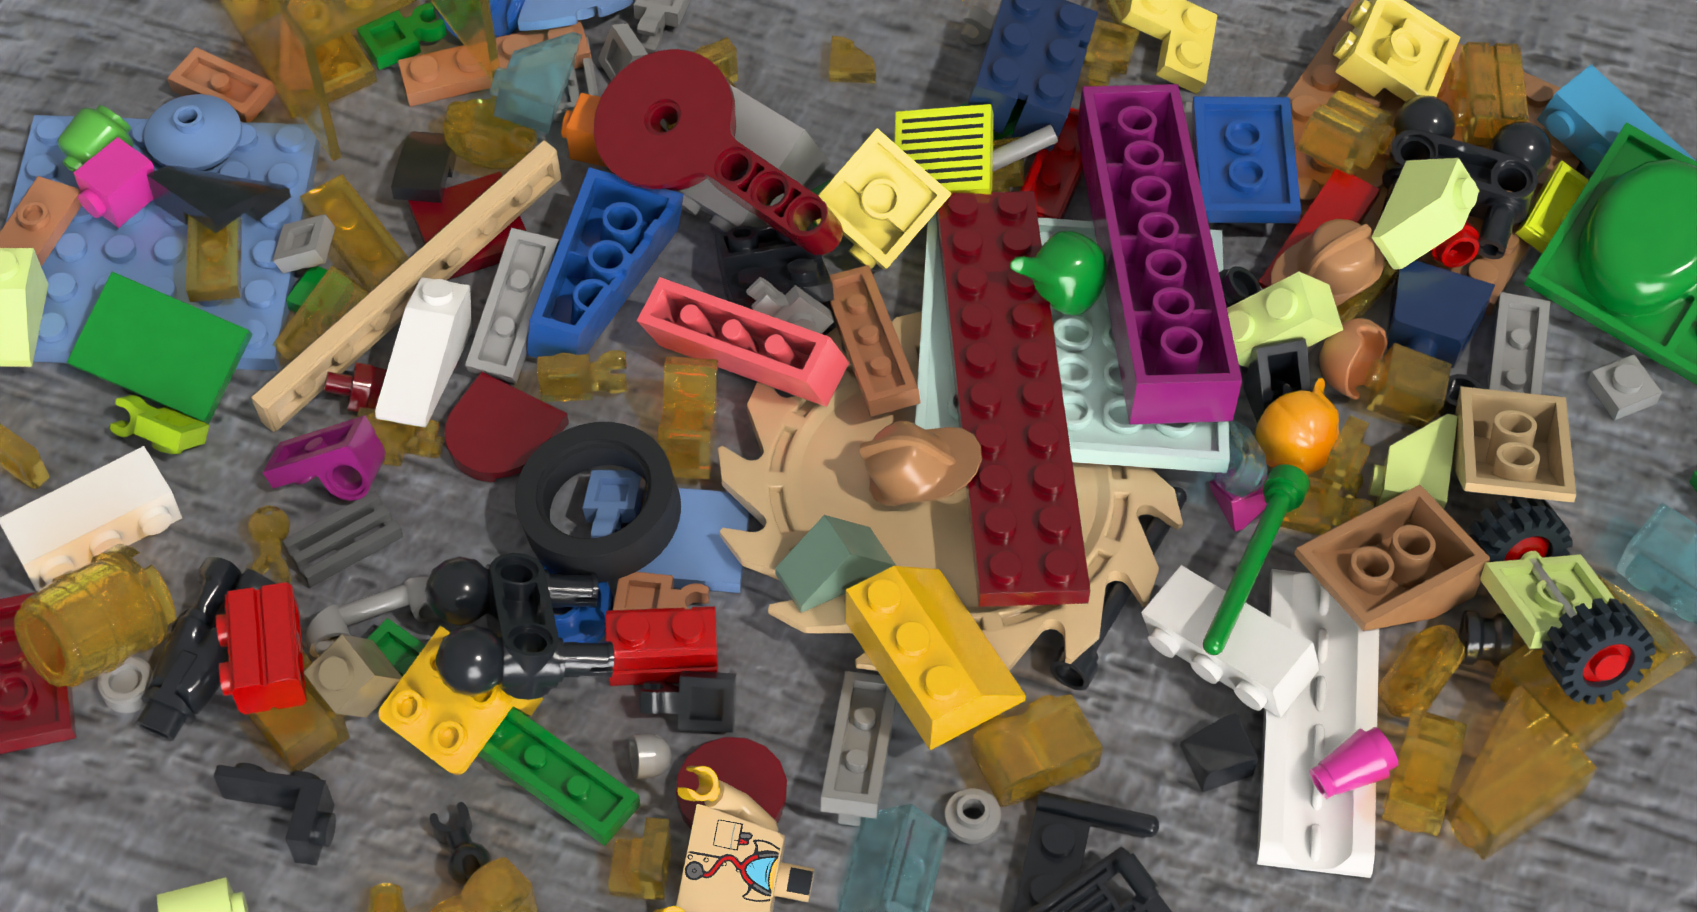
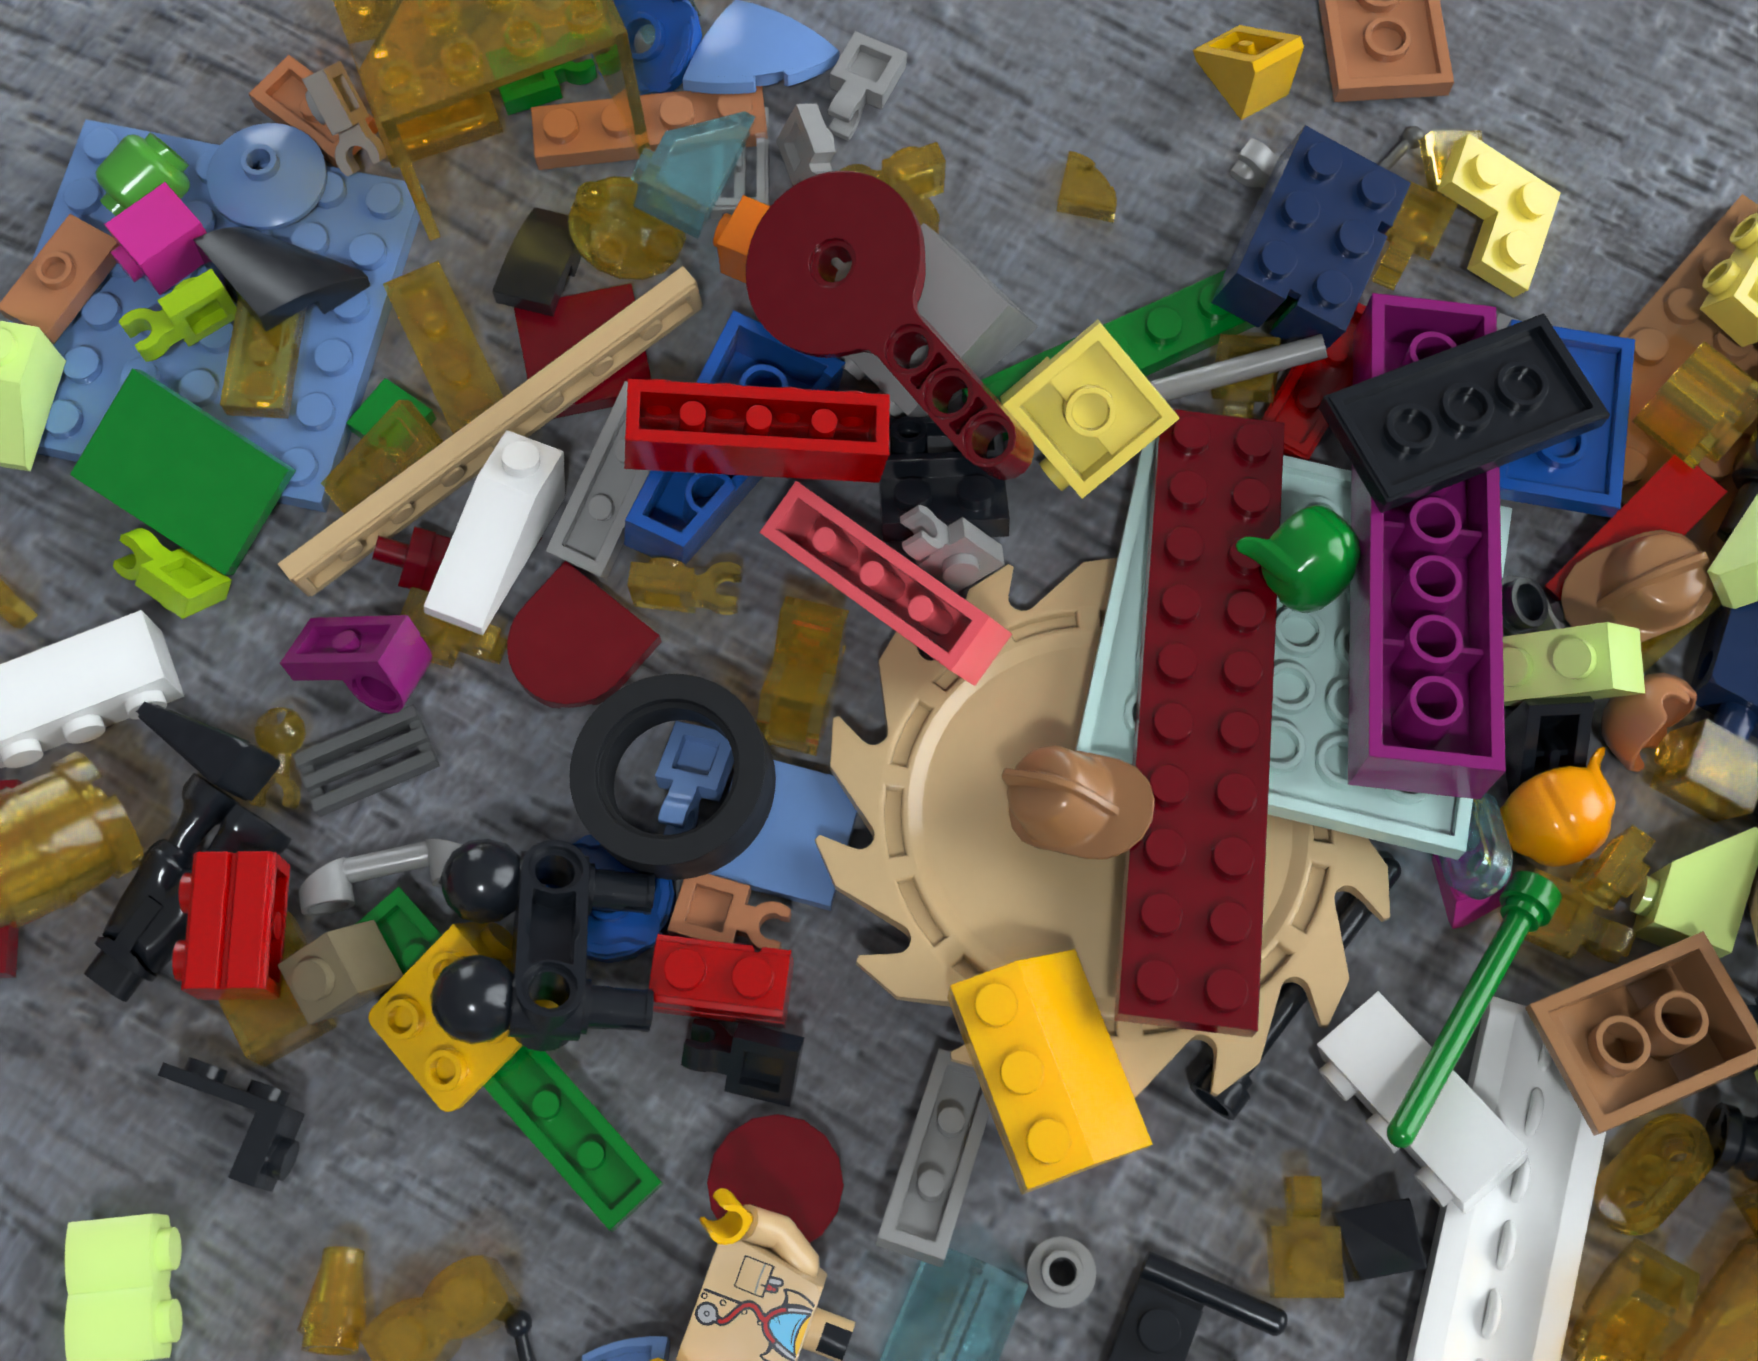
camera: 10 degrees right, 15 degrees up
(126, 685) = (85, 919): light grey tile -> none
(150, 232) = (188, 313): none -> lime plate
(219, 536) = (217, 755): none -> black slope
(244, 69) = (338, 105): none -> light grey plate
(304, 243) = (376, 354): light grey plate -> none
(465, 855) = (445, 1221): black arm -> none
(623, 238) = (756, 430): none -> red brick
(642, 864) = (649, 1273): clear yellow bracket -> none
(648, 755) = (683, 1123): light grey hinge -> none
(830, 561) = (946, 918): sand green slope -> none
(872, 342) = (1045, 605): nougat plate -> none
(950, 145) = (1187, 344): neon yellow tile -> none
(1035, 749) = (1154, 1198): clear yellow brick -> none
(1162, 773) = (1303, 1255): none -> clear yellow plate
(1164, 152) = (1462, 412): none -> black tile
(1355, 763) = (1548, 1305): dark pink cone -> none

